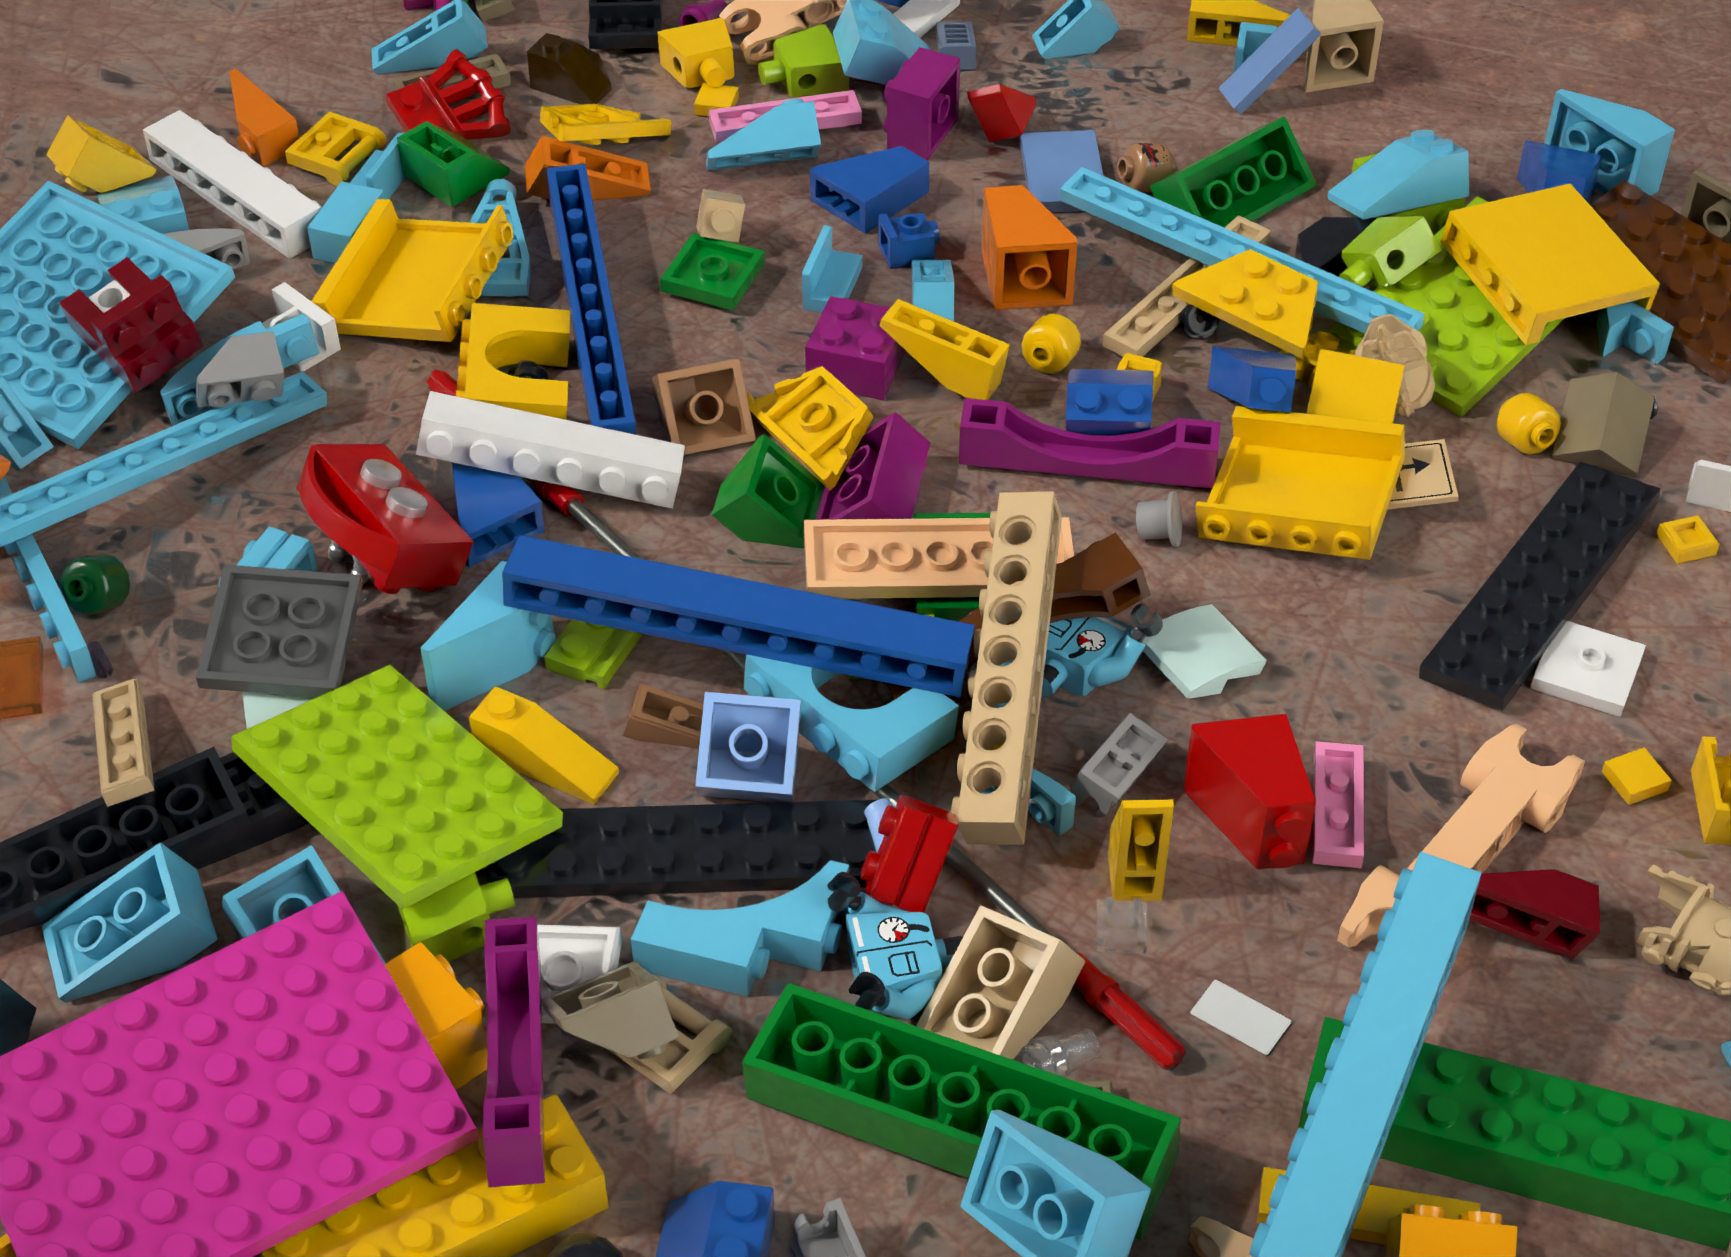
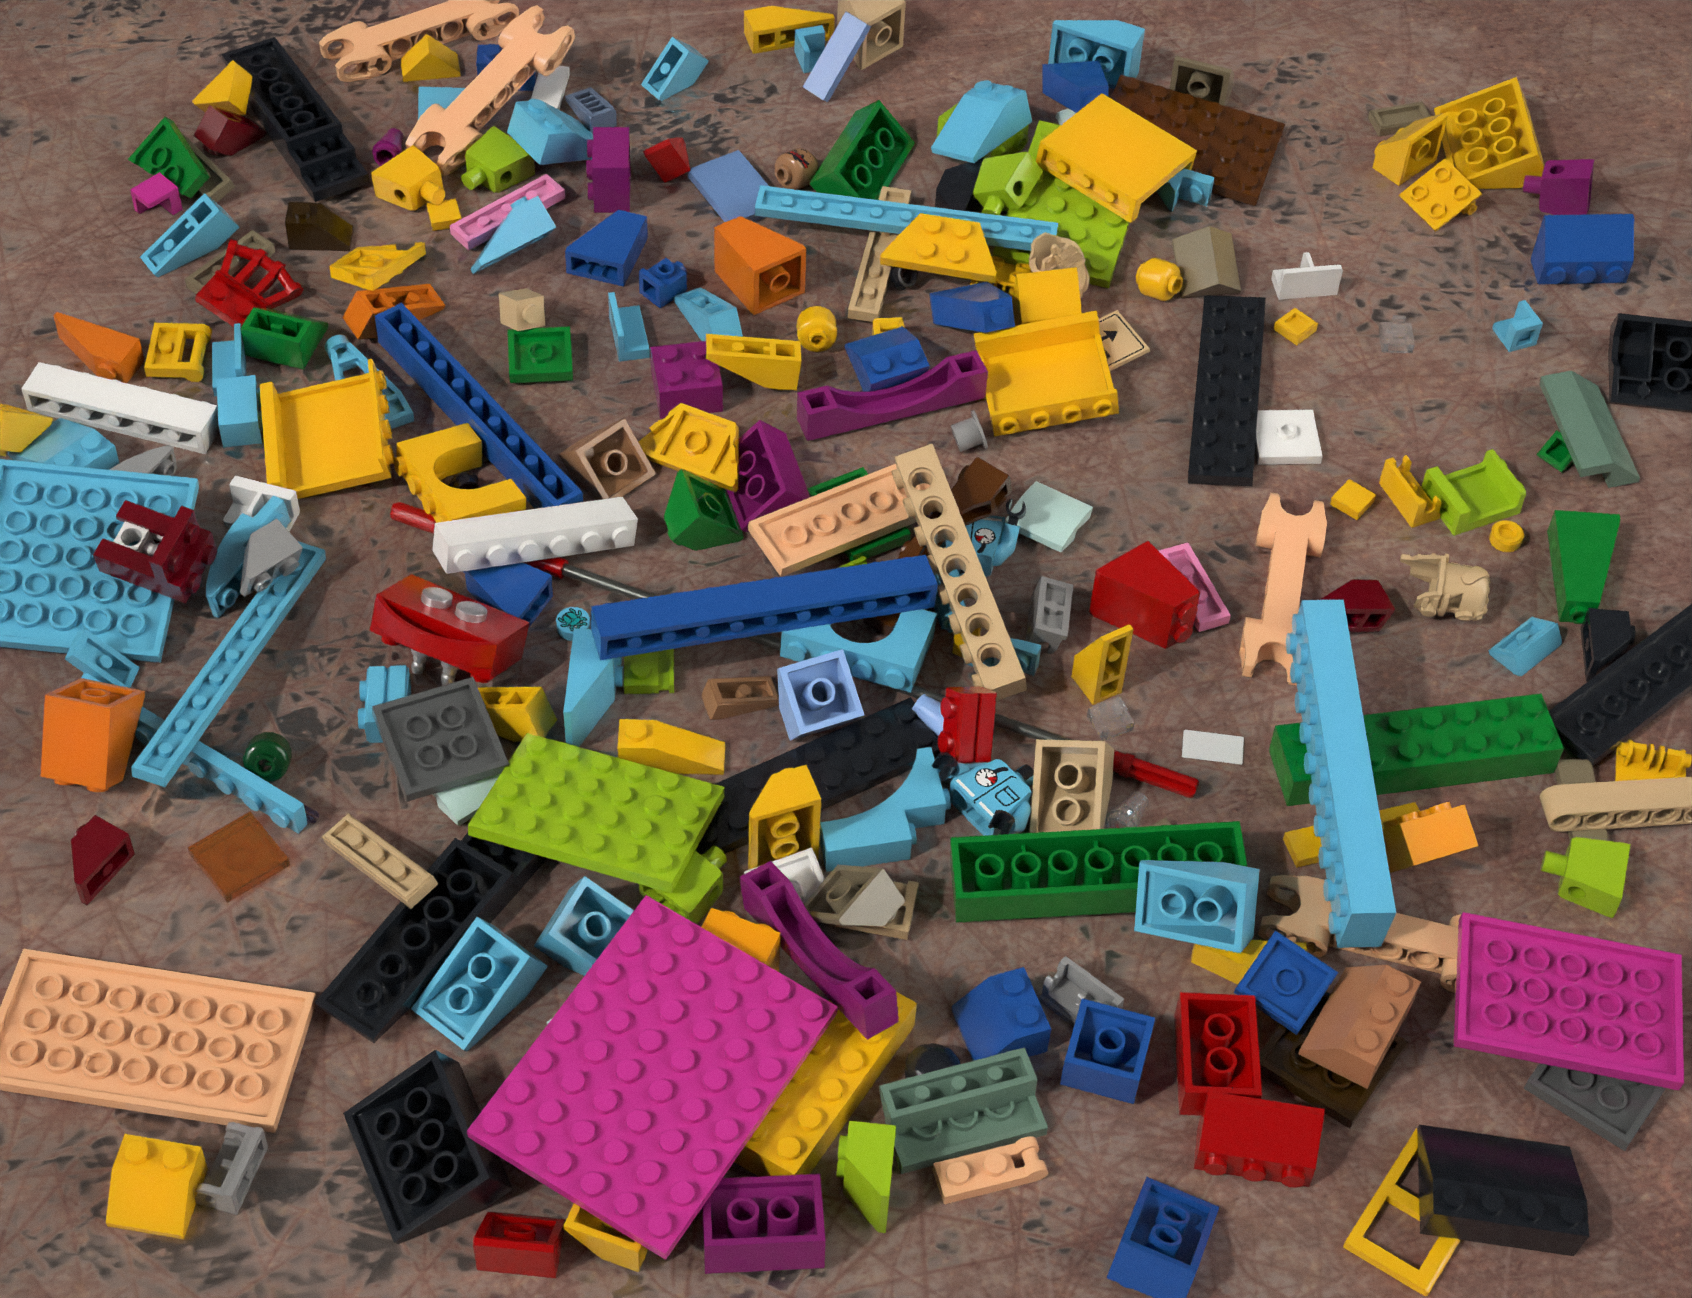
camera: 30 degrees left, 5 degrees up
(391, 635) = (518, 711): none -> yellow slope
(588, 871) = (784, 817): none -> yellow slope

